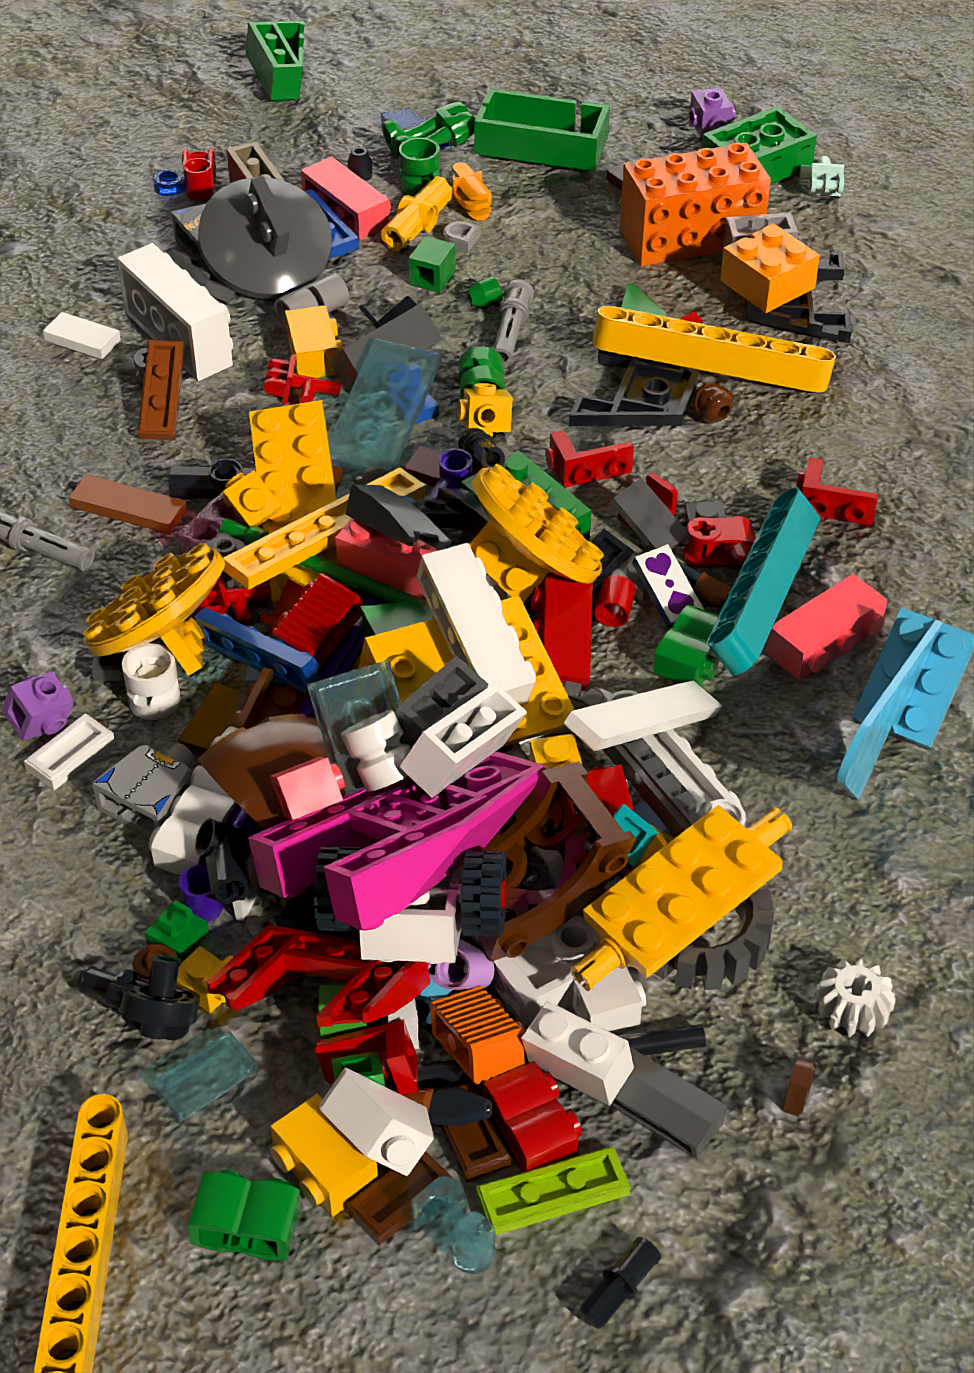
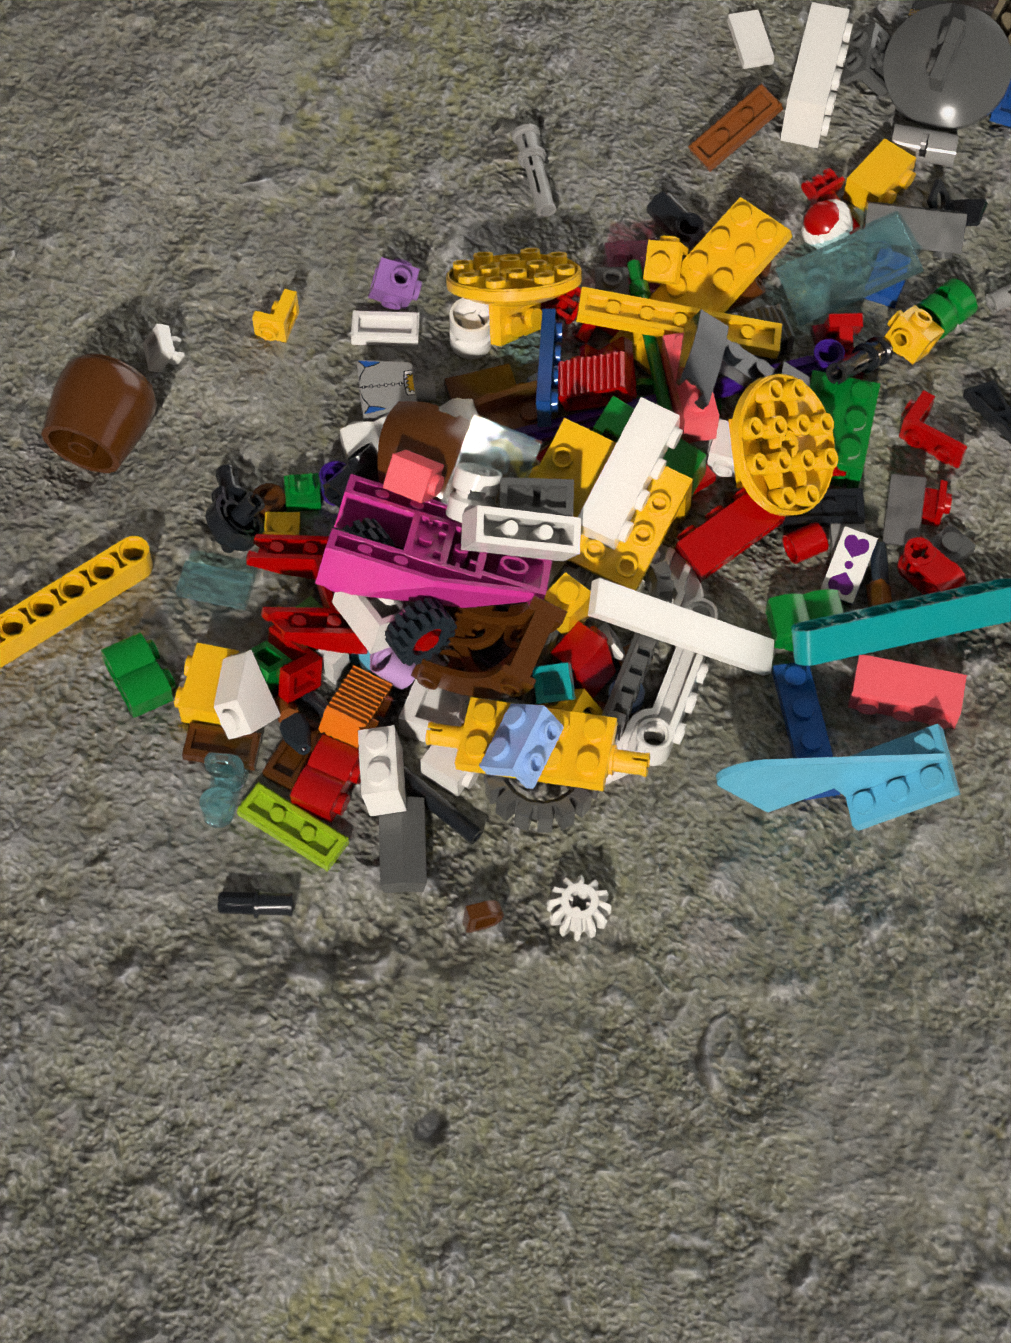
camera: 50 degrees right, 15 degrees up
(128, 504) = (619, 193): tile -> none
(324, 386) = (826, 223): none -> hair
(435, 442) = (843, 327): none -> red tile
(687, 888) = (522, 743): none -> light blue bracket
(789, 714) = (802, 714): none -> blue plate

